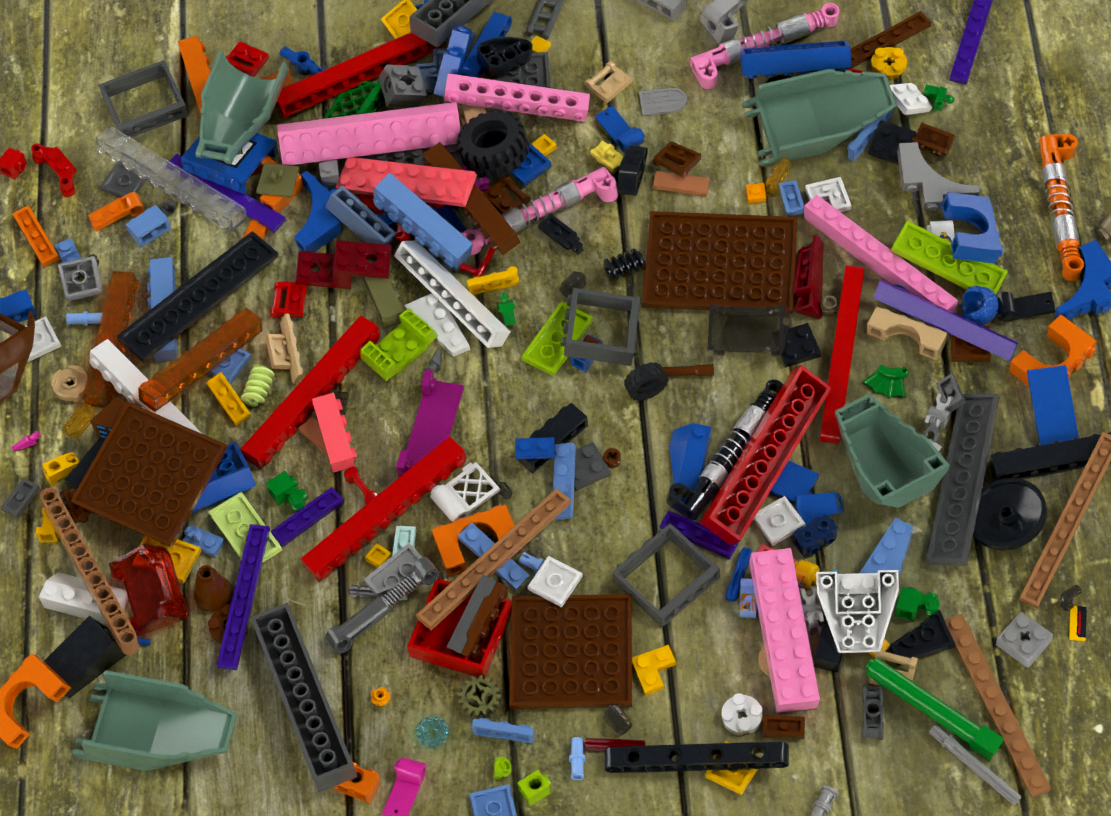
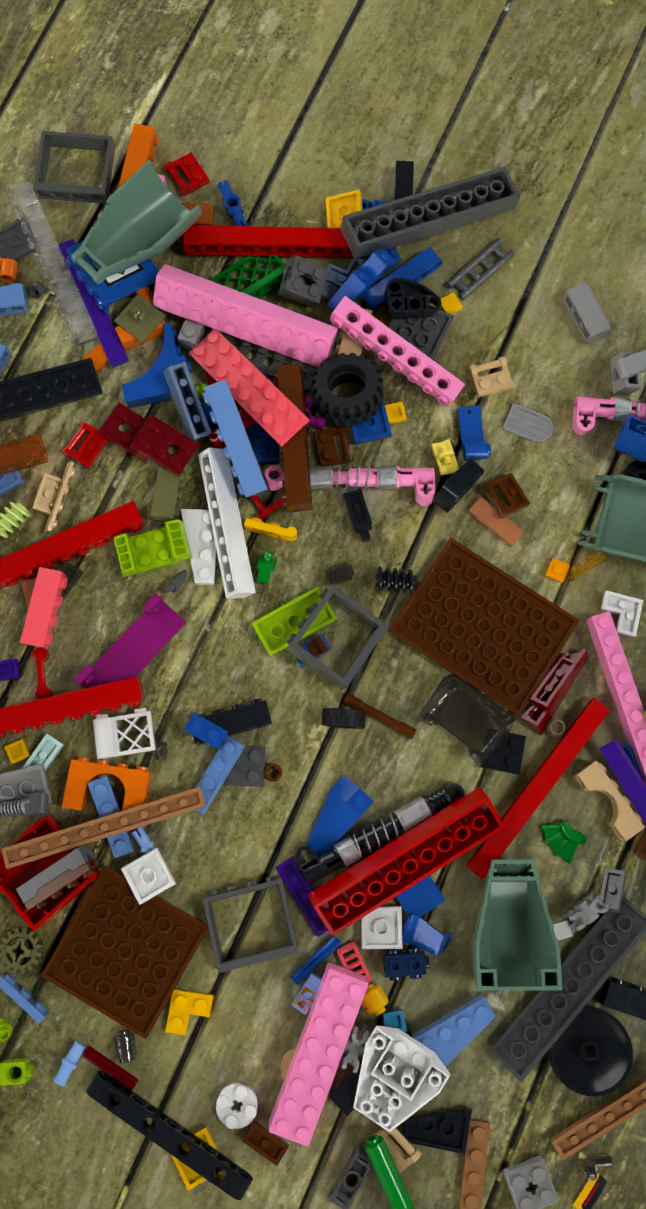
camera: 20 degrees right, 20 degrees up
(791, 198) = (586, 595): medium blue plate -> none
(912, 601) = (455, 1088): green brick -> none

